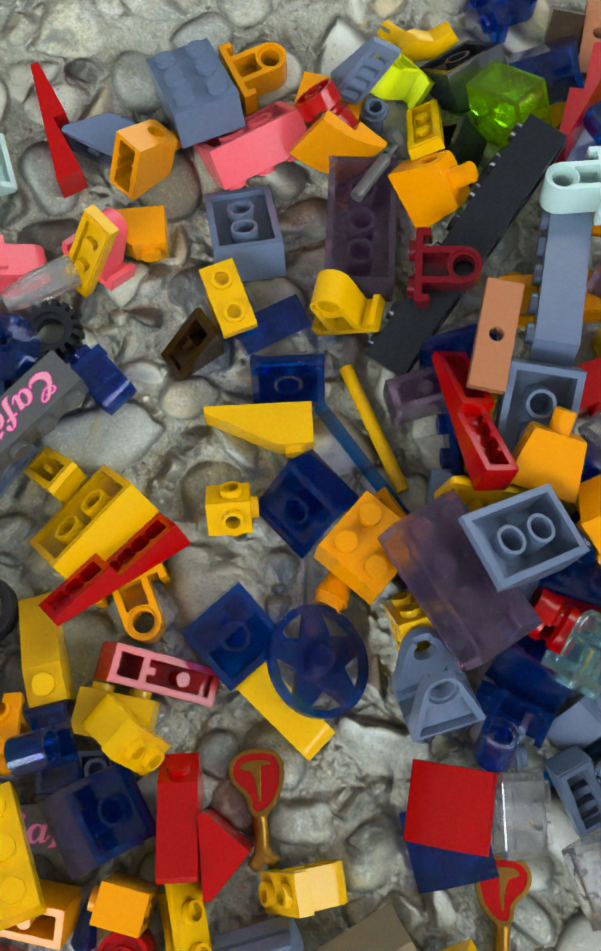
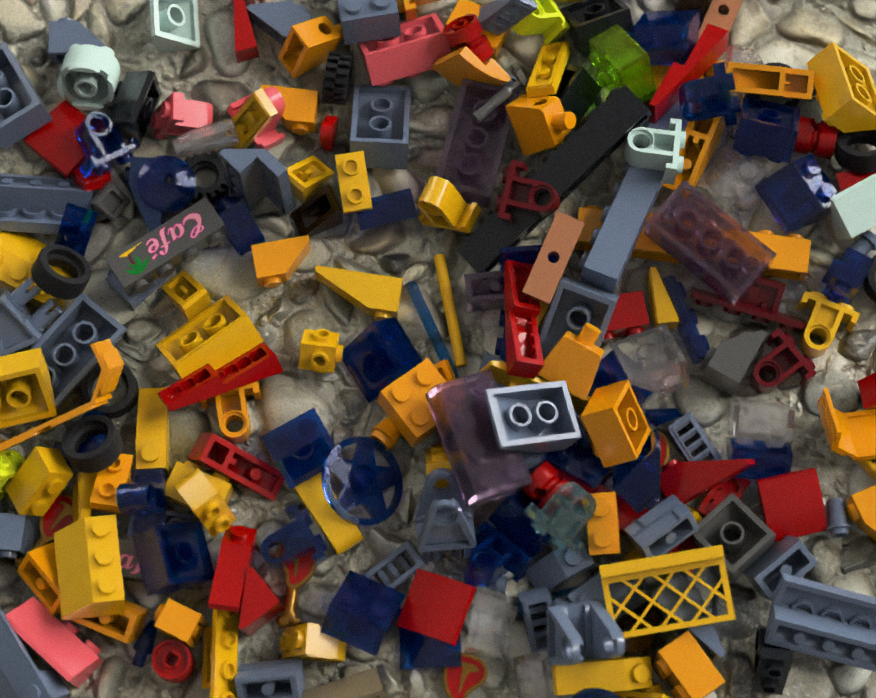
camera: 10 degrees right, 0 degrees up
(109, 311) = (257, 175): none -> sand blue slope
(157, 409) = (279, 259): none -> light orange slope
(168, 309) = (308, 177): none -> yellow slope
(182, 187) = (337, 78): none -> black tyre
(185, 253) = (328, 132): none -> red tile
(251, 755) = (296, 540): none -> clear blue pin
(288, 377) = (388, 255): clear blue slope -> none
(360, 837) = (362, 613): none -> clear blue brick
(374, 113) = (511, 46): sand blue pin -> none
(403, 761) = (412, 550): none -> sand blue slope

